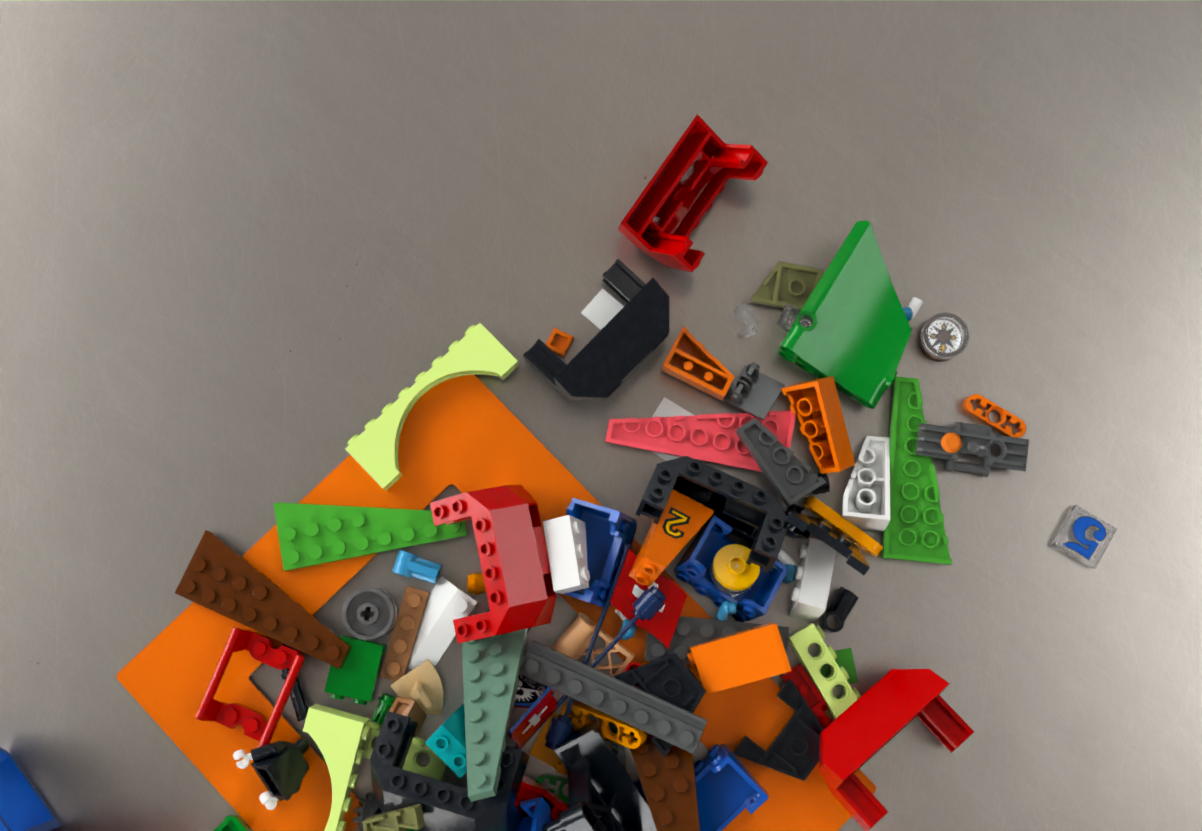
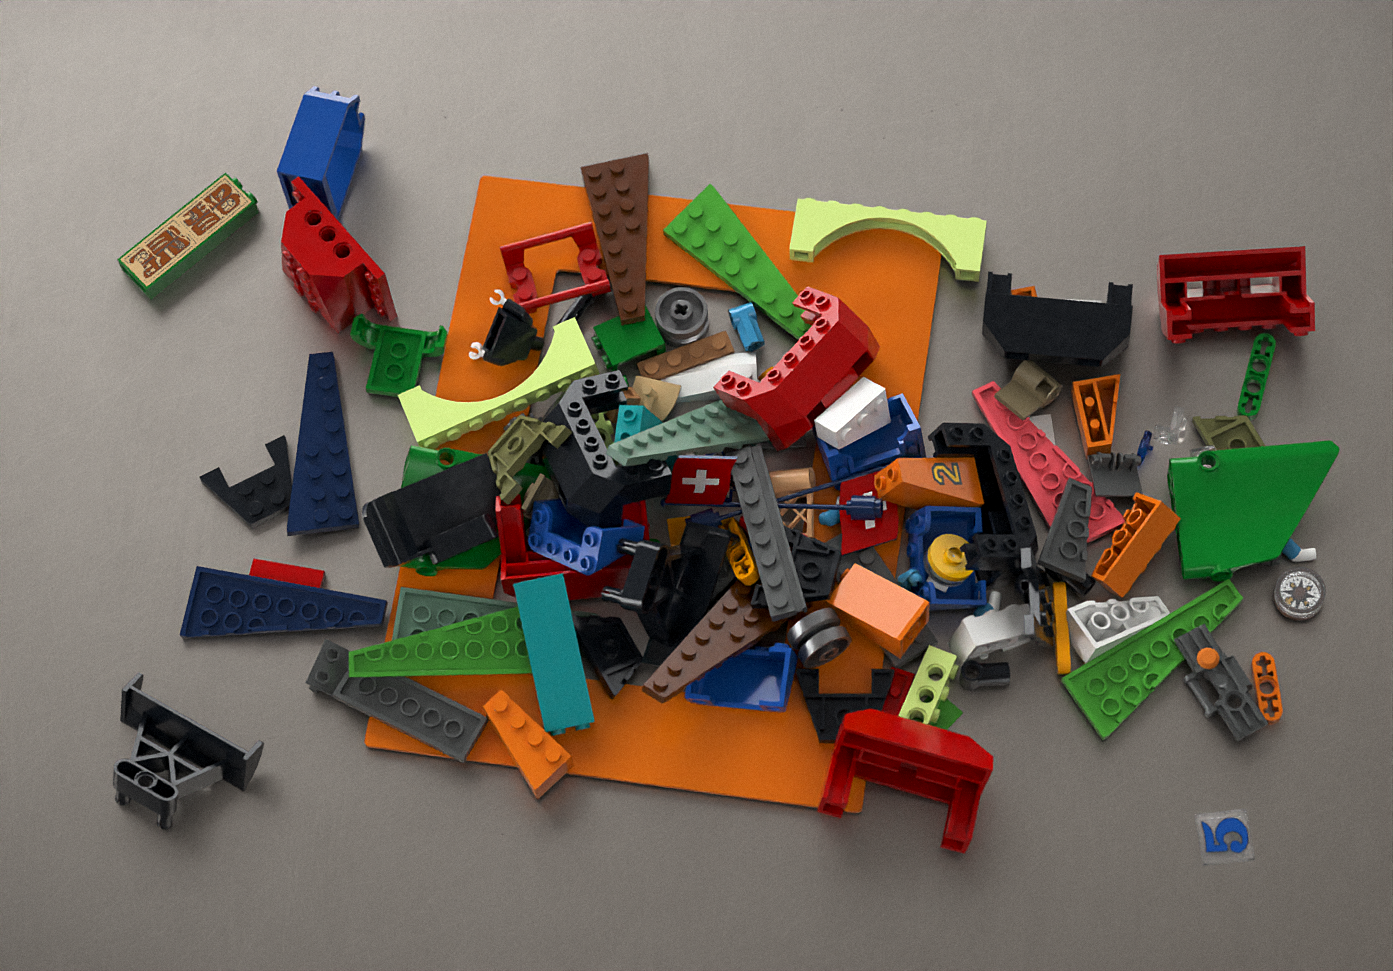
camera: 60 degrees right, 15 degrees down
(640, 402) = (1028, 390): none -> dark tan piece
(727, 720) = (819, 638): none -> flat silver wheel
(743, 351) = (1144, 445): none -> clear blue helmet
(747, 231) = (1257, 377): none -> green beam

